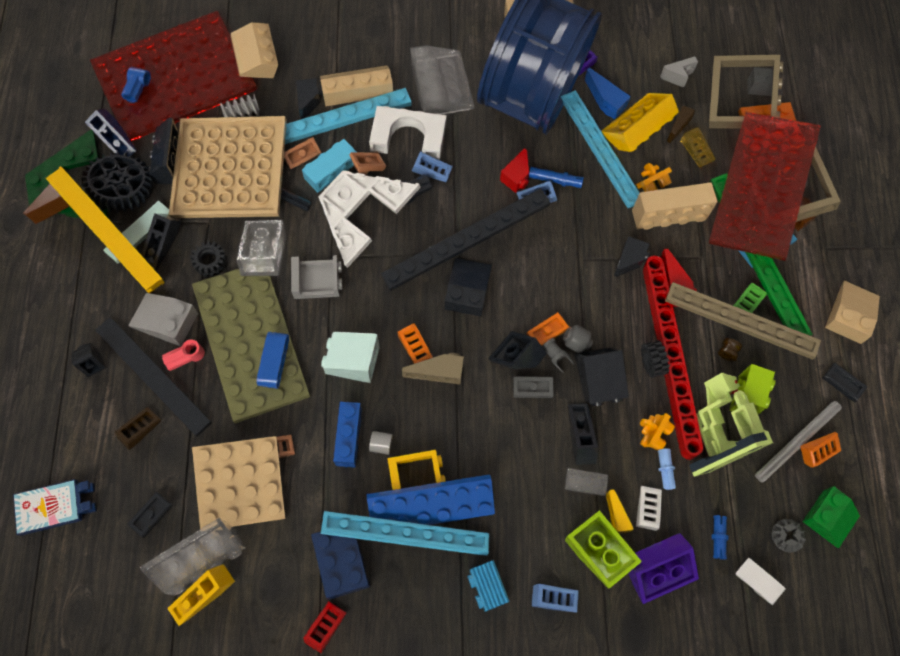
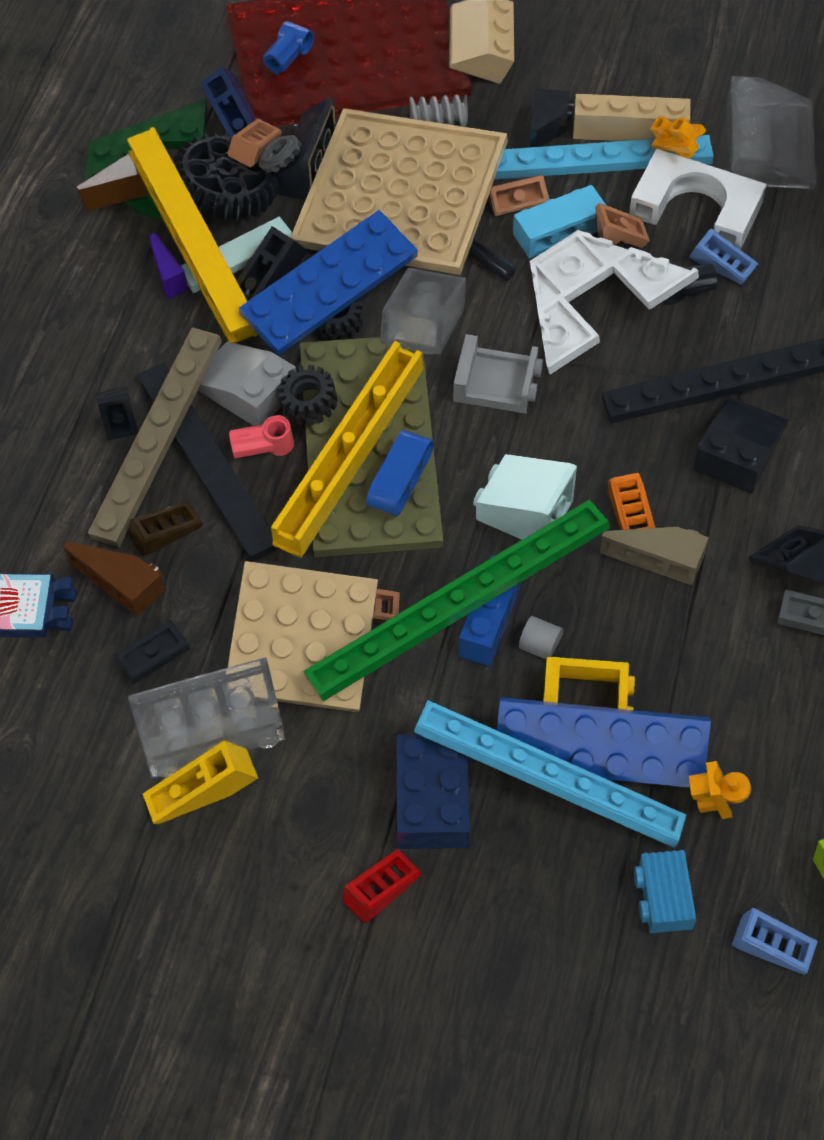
camera: 20 degrees right, 10 degrees down
(99, 256) = (169, 270): none -> dark purple slope
(116, 371) = (154, 437): none -> dark tan plate
(119, 469) = (118, 574): none -> reddish brown slope
(128, 158) = (251, 141): none -> nougat slope
(147, 162) = (279, 153): none -> dark grey gear
(197, 314) = (312, 408): none -> black tyre
(198, 242) = (328, 282): none -> blue plate
(237, 353) = (346, 450): none -> yellow tile
(325, 441) = (455, 600): none -> green plate
(386, 96) = (676, 136): none -> light orange hips
(505, 516) = (714, 789): none -> light orange hips

